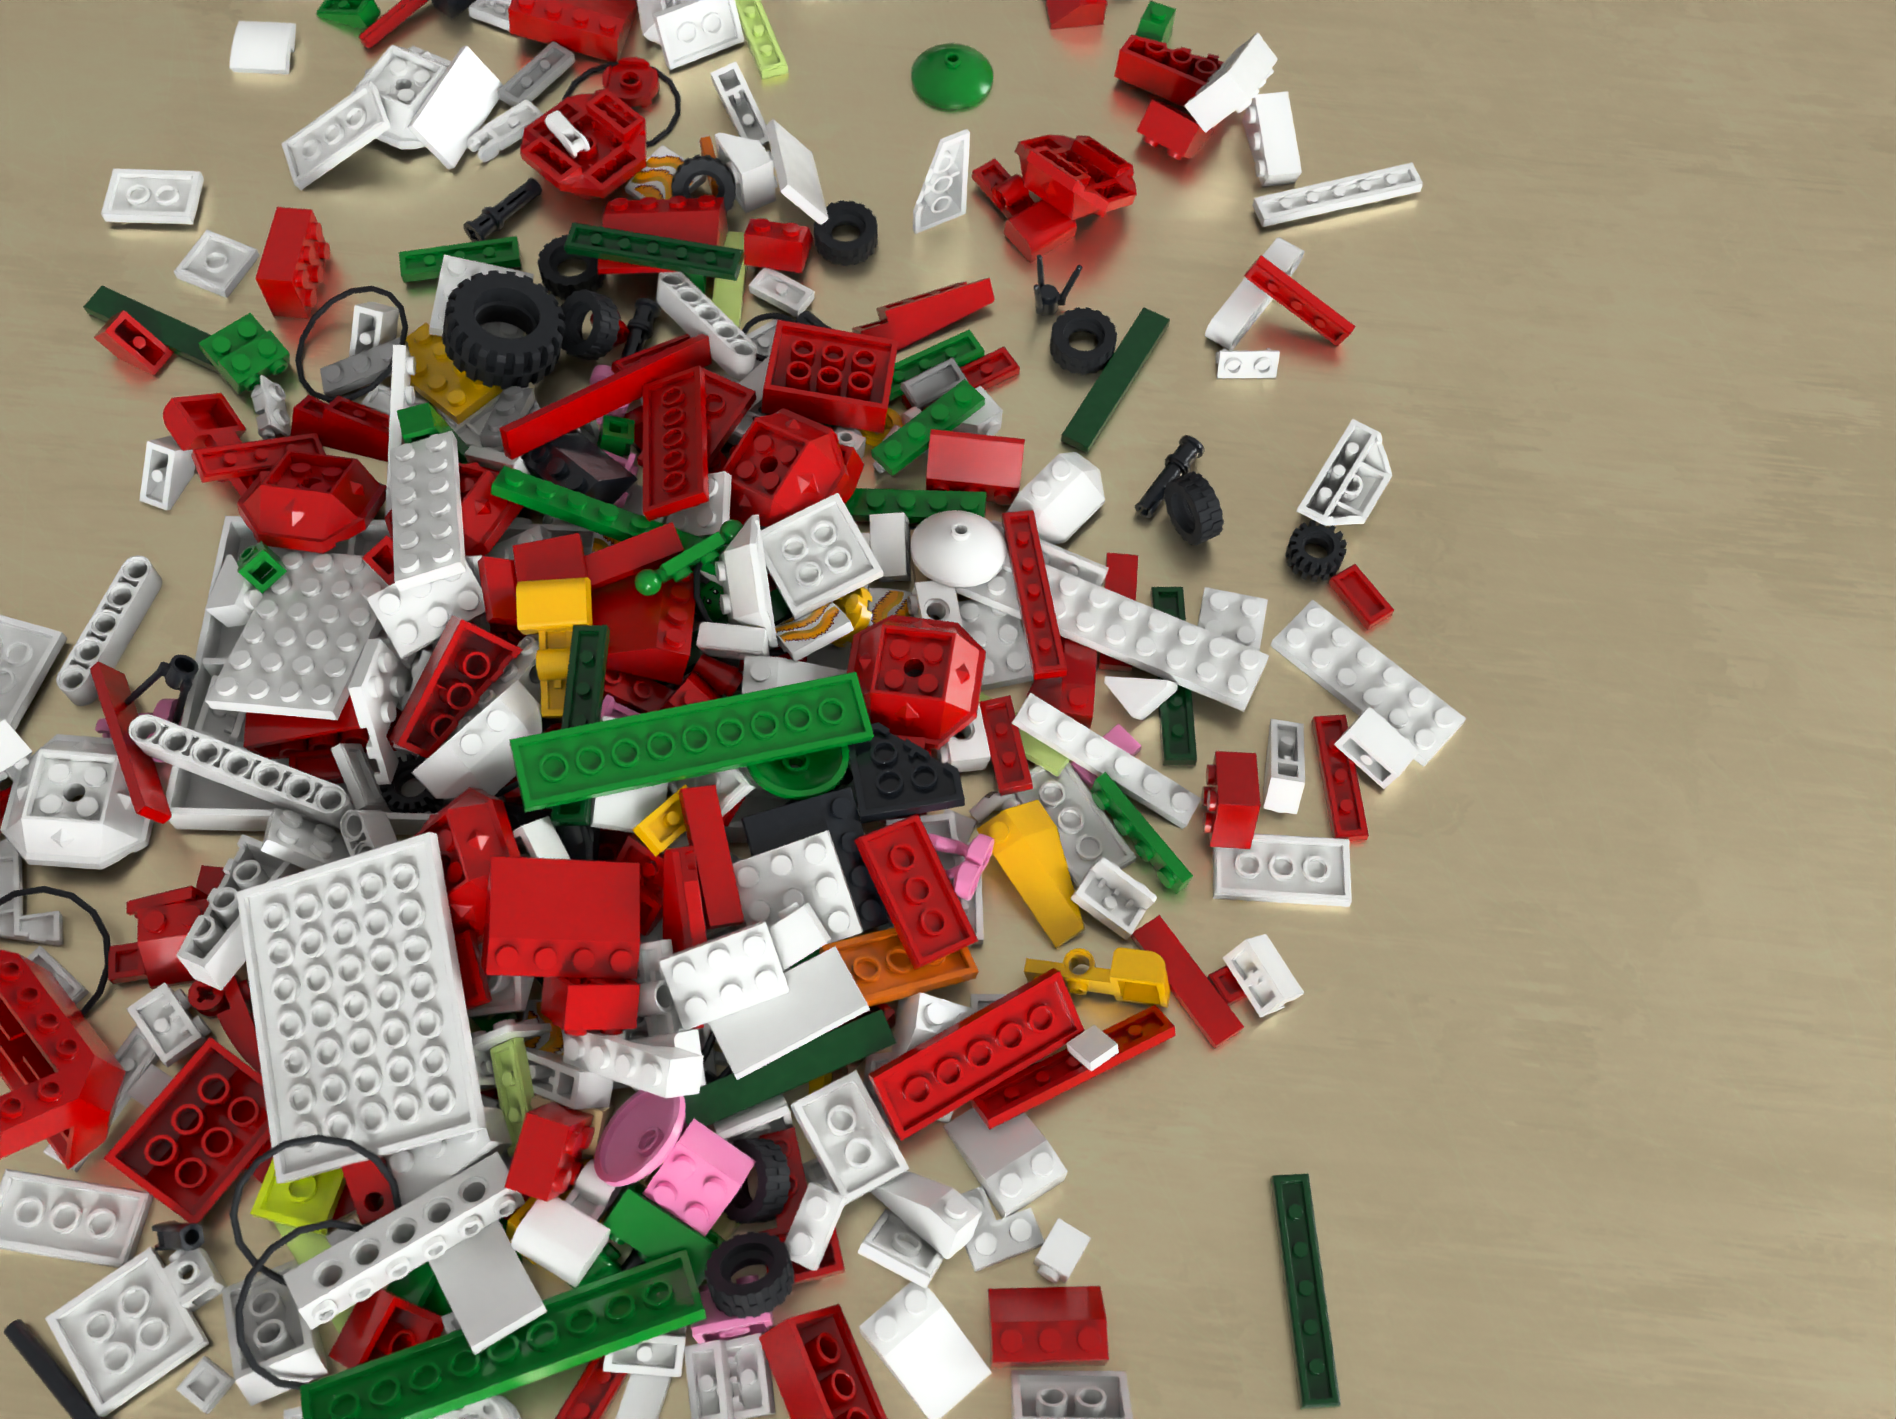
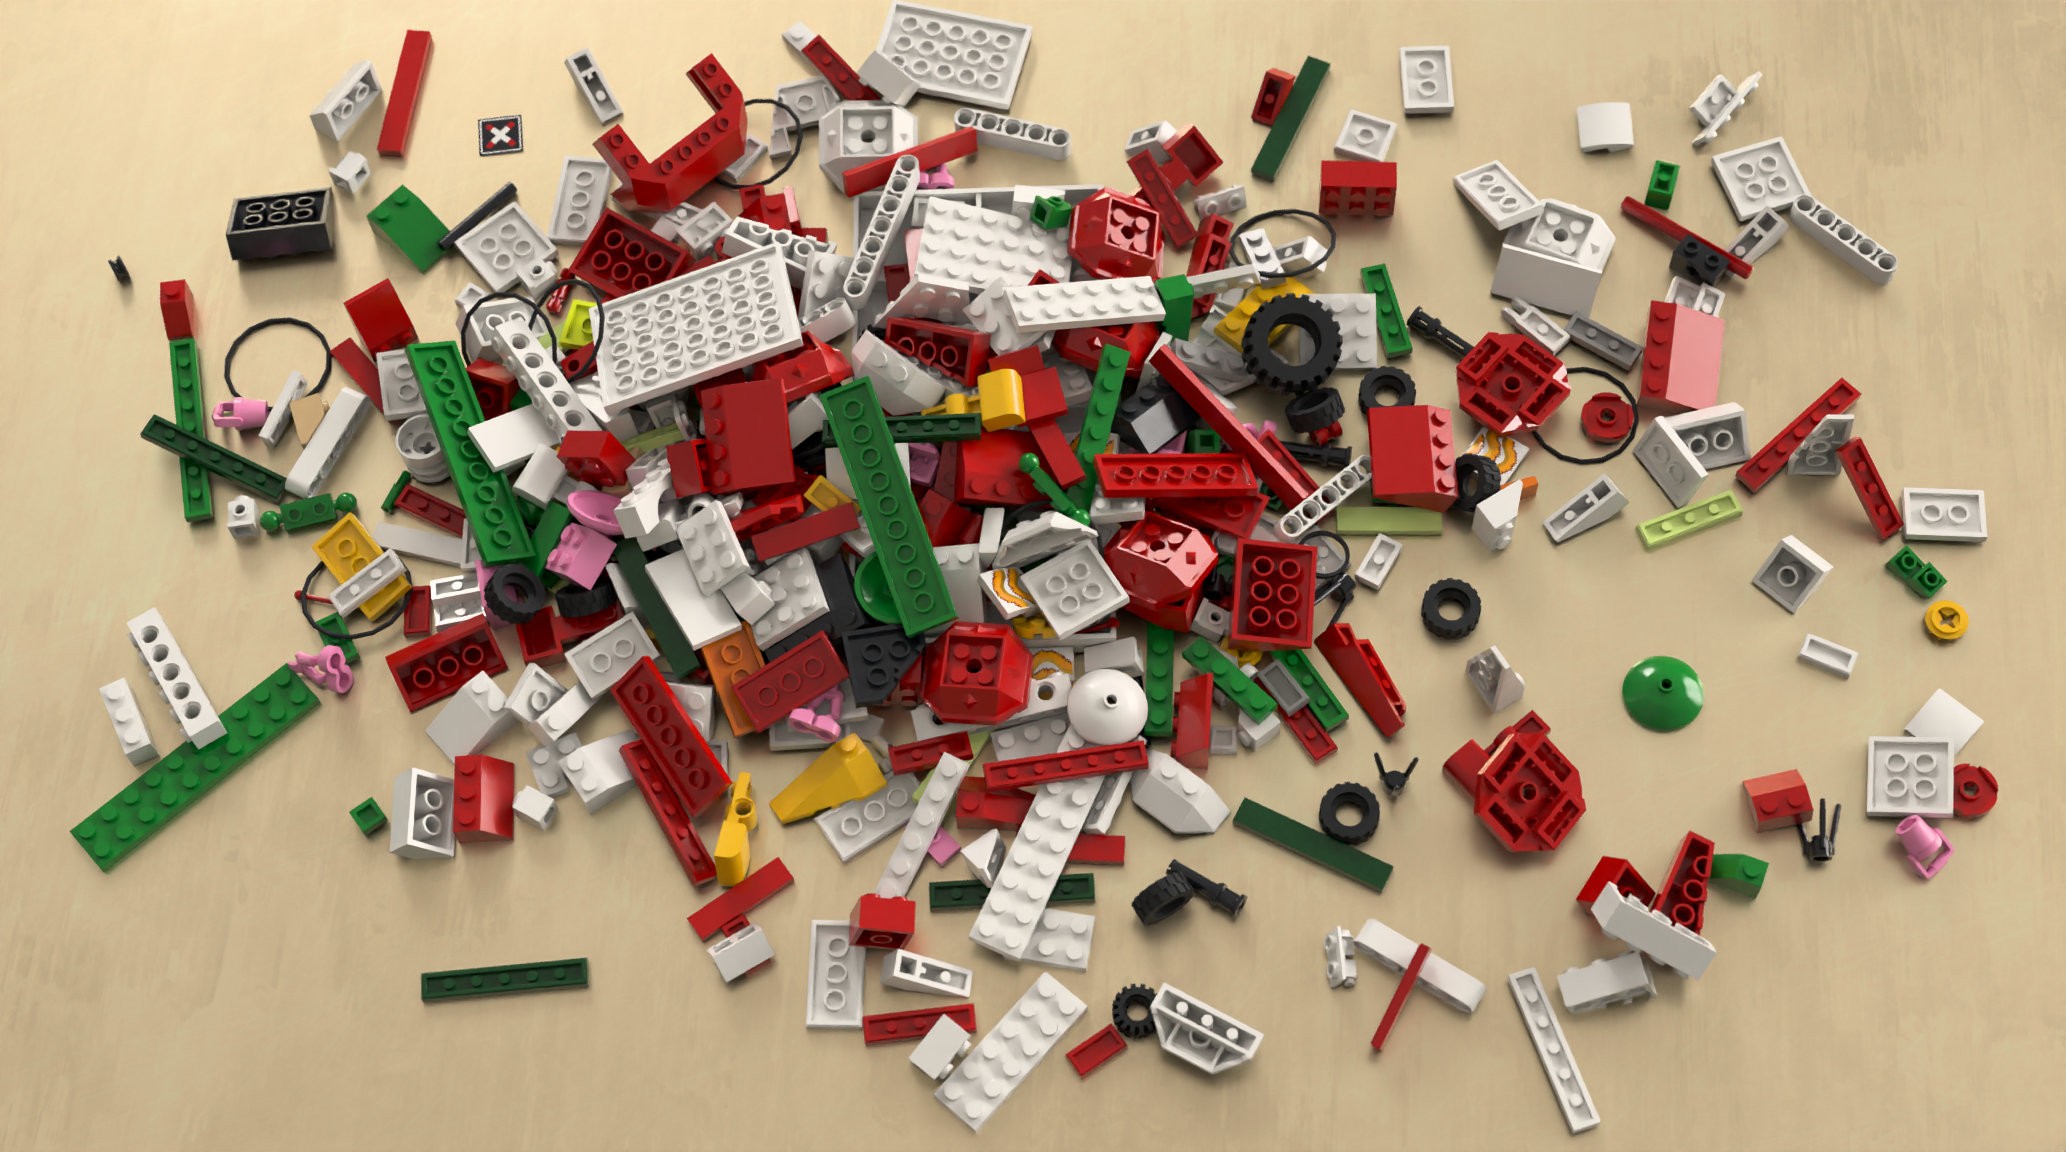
camera: 95 degrees right, 0 degrees up
(177, 675) = (957, 178): black plant -> none
(178, 1236) = (561, 261): black bar -> none
(225, 1244) = (559, 296): none -> red axle
(245, 352) = (1268, 172): green plate -> none
(358, 776) = (878, 305): white tile -> none
(566, 133) = (1515, 365): white bar -> none
(654, 251) = (1384, 447): dark green tile -> none
(777, 245) = (1423, 550): red slope -> none
(796, 172) = (1498, 554): white tile -> none
(814, 1225) = (550, 635): white plate -> none
(1092, 1047) = (678, 820): white tile -> none
(1113, 897) = (802, 838): white bracket -> none
(1147, 841) = (852, 866): green plate -> none

